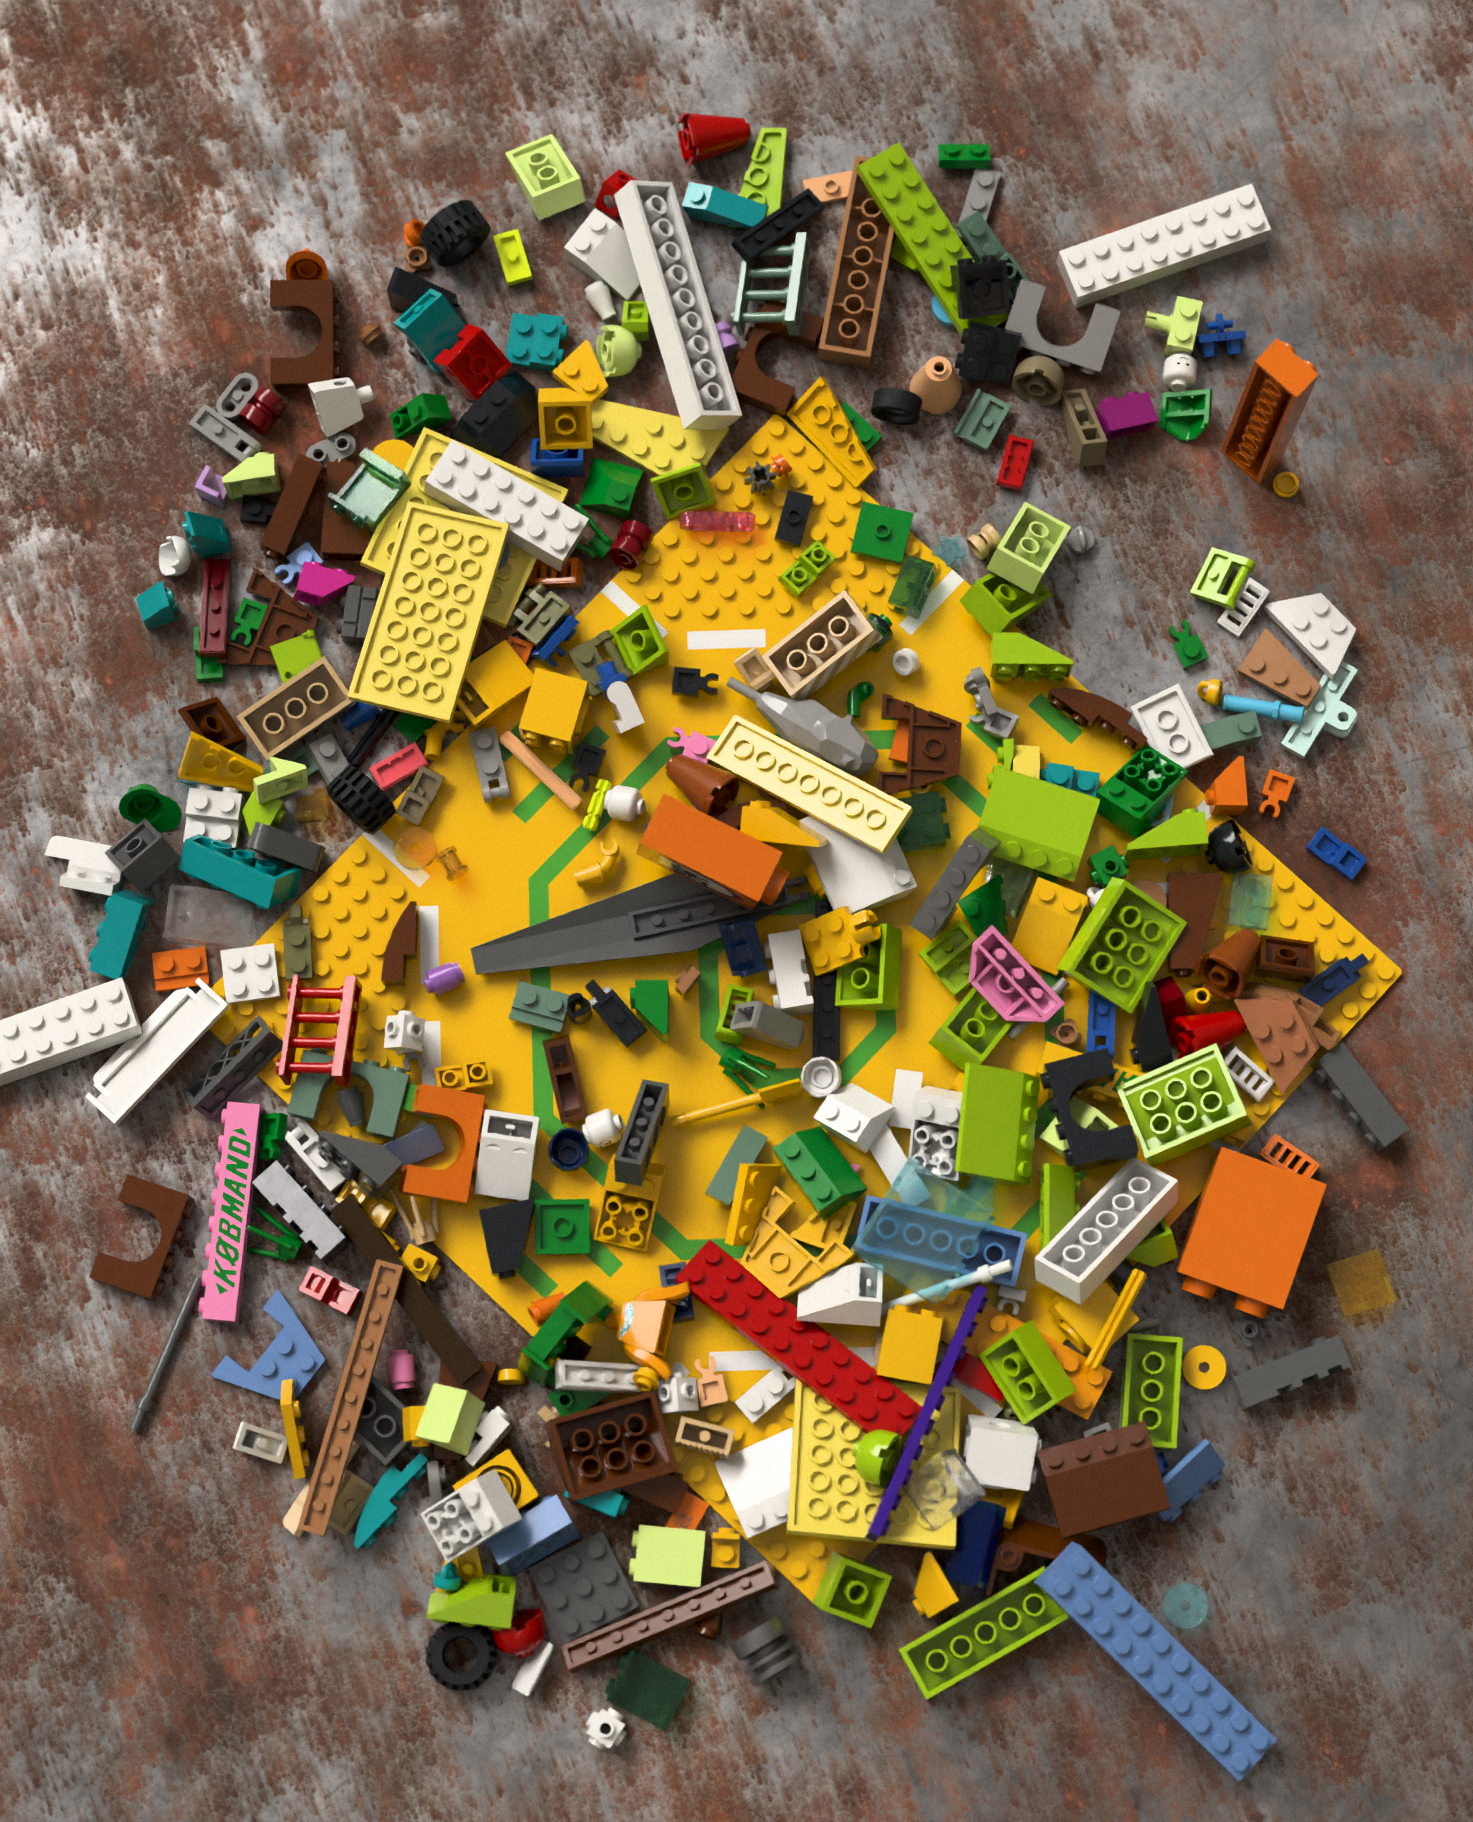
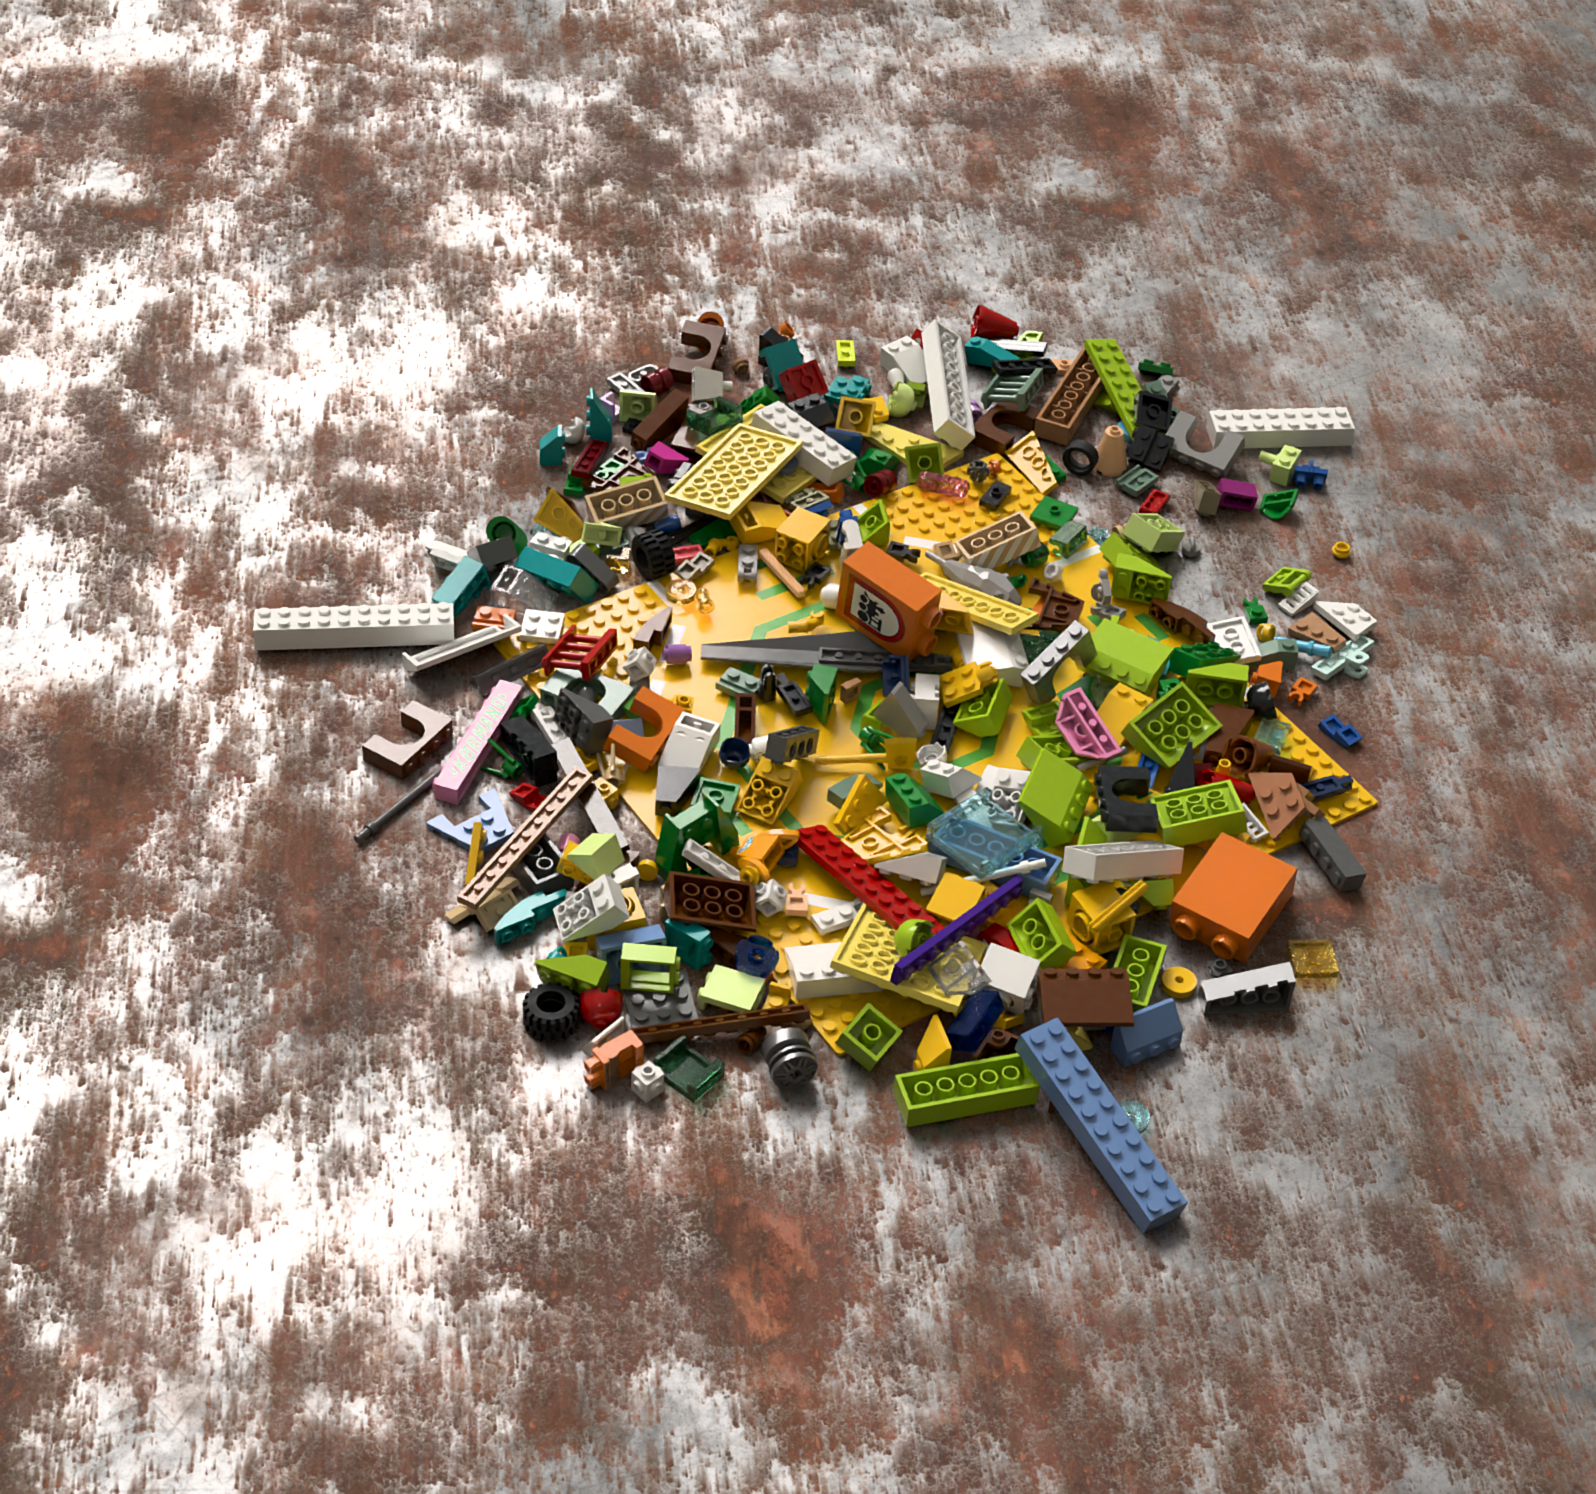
camera: 10 degrees right, 35 degrees down
(260, 1442) = (444, 857): white slope -> none
(297, 945) = (582, 616): olive hinge -> none
(455, 233) = (803, 322): black tyre -> none
(546, 177) = (880, 326): yellowish green slope -> none
(558, 1716) = (614, 1060): none -> orange hips
(563, 1569) = (649, 980): none -> lime window
(596, 805) = (813, 598): neon yellow axle -> none
(674, 1493) = (756, 967): none -> clear blue plate
(704, 1437) = (782, 924): tan brick -> none
(751, 177) = (1022, 348): none -> tile
(807, 568) = (998, 514): lime slope -> none
(1038, 379) = (1180, 467): dark tan cylinder -> none
(1180, 371) = (1278, 482): white head -> none
(1269, 410) = (1335, 461): orange brick -> none

